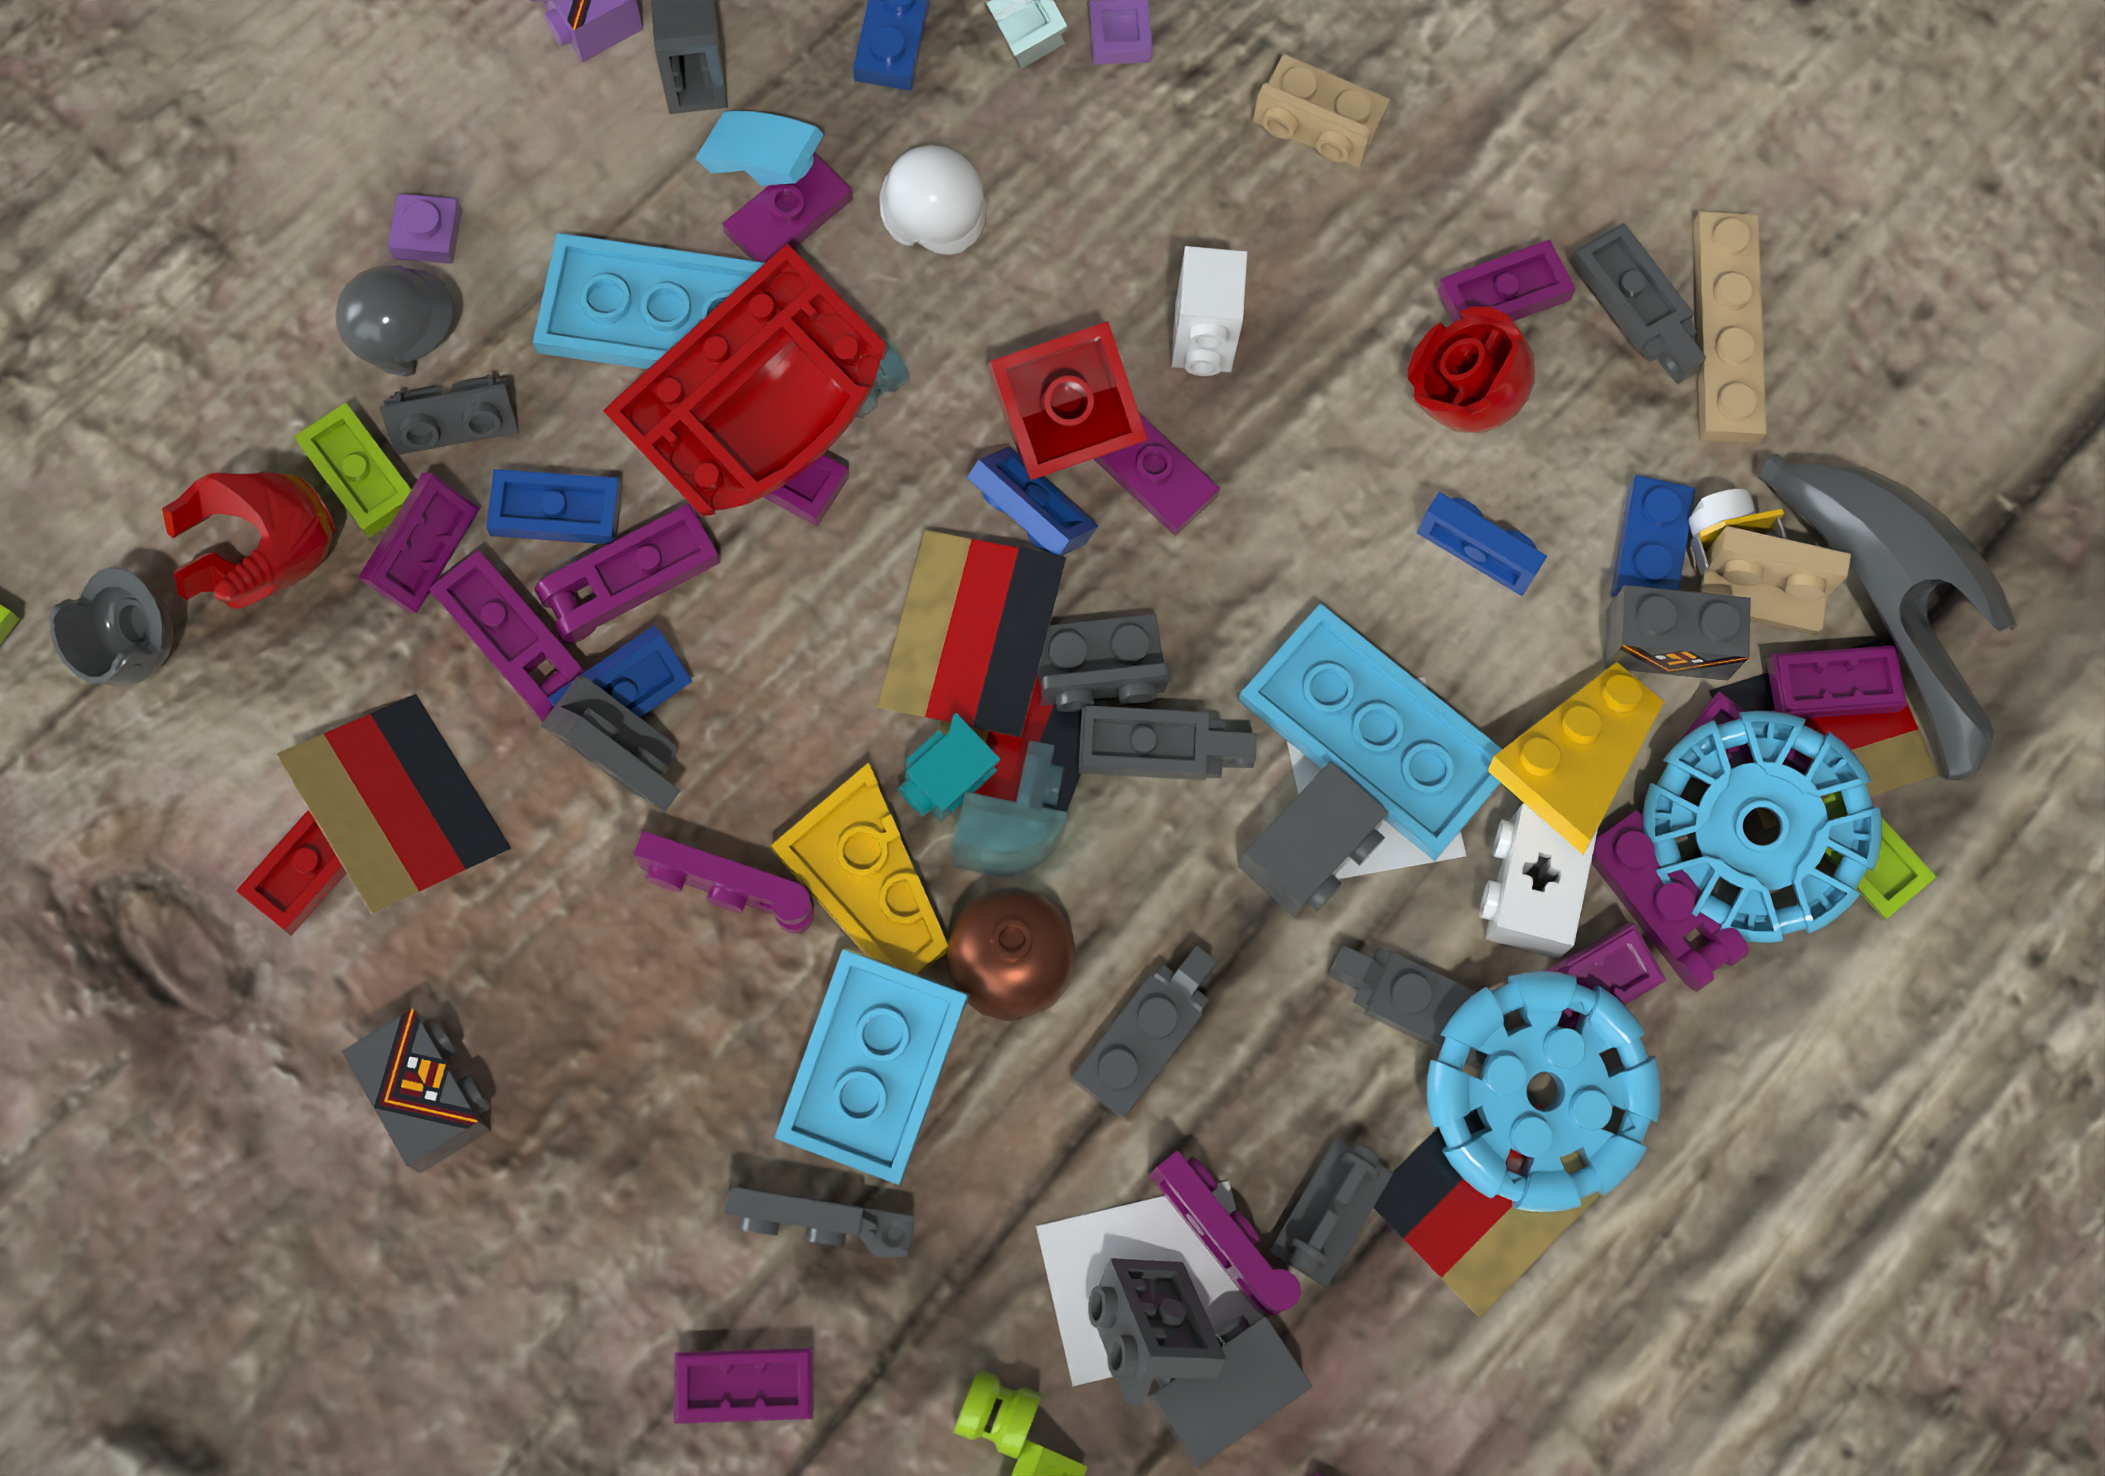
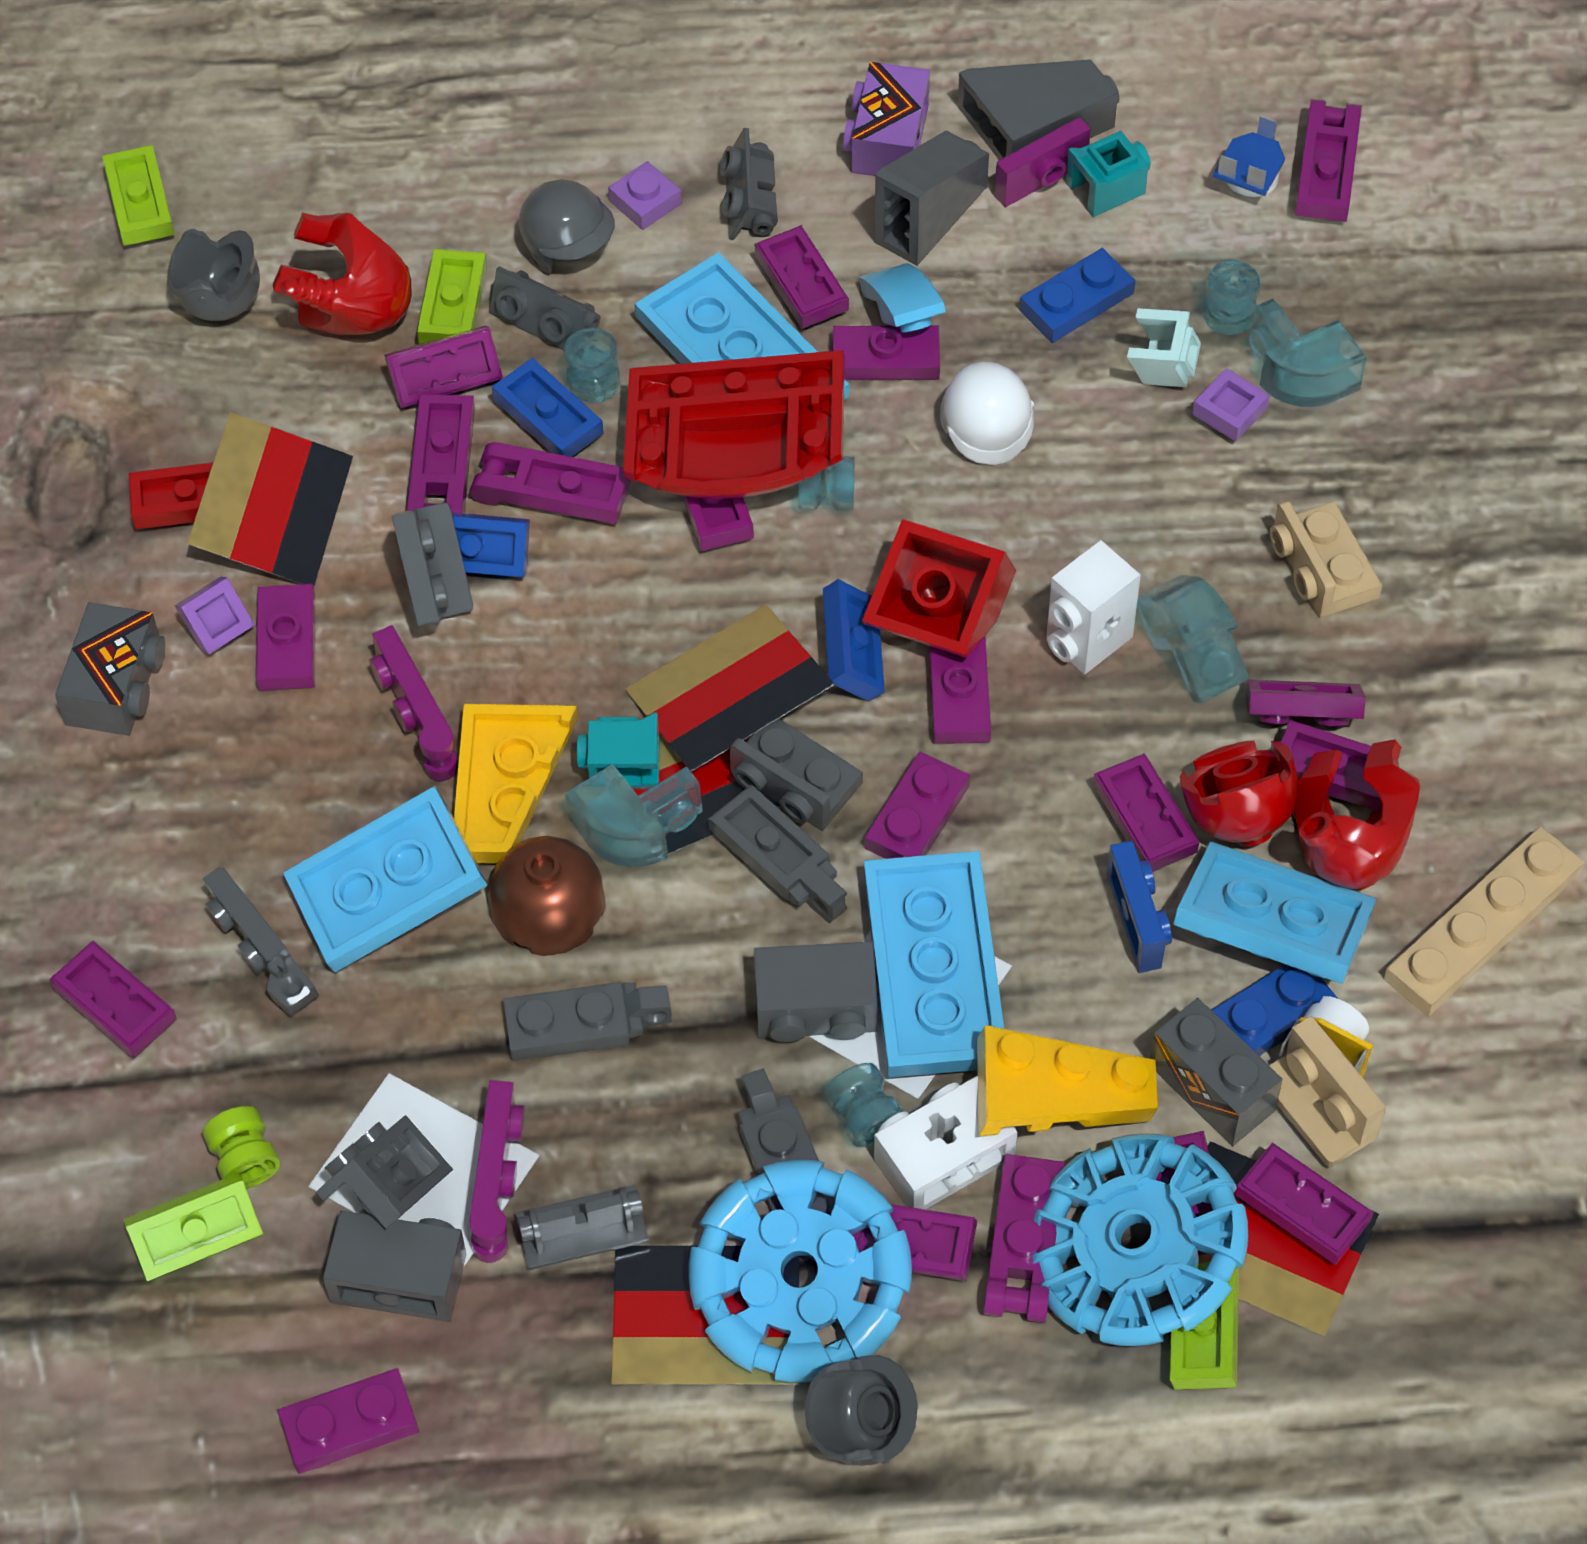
camera: 50 degrees right, 15 degrees down
(460, 955) = (214, 615): none -> medium lavender plate
(498, 135) = (746, 170): none -> dark grey hinge
(539, 917) = (286, 637): none -> magenta plate
(547, 419) = (592, 365): none -> clear light blue wheel
(647, 198) = (801, 277): none -> magenta plate
(1226, 609) = (917, 809): none -> magenta plate
(1299, 258) = (1197, 627): none -> clear light blue brick
(1405, 454) = (1145, 812): none -> magenta plate
(1431, 250) = (1327, 702): none -> magenta plate
(1447, 903) = (861, 1101): none -> clear light blue wheel
(1591, 457) = (1275, 912): none -> medium azure plate
(1601, 338) = (1347, 848): none -> red piece
(1641, 300) = (1433, 851): dark grey hinge -> none
(1717, 1166) = (861, 1410): none -> dark grey helmet
(1902, 556) = (1430, 1120): dark grey piece -> none

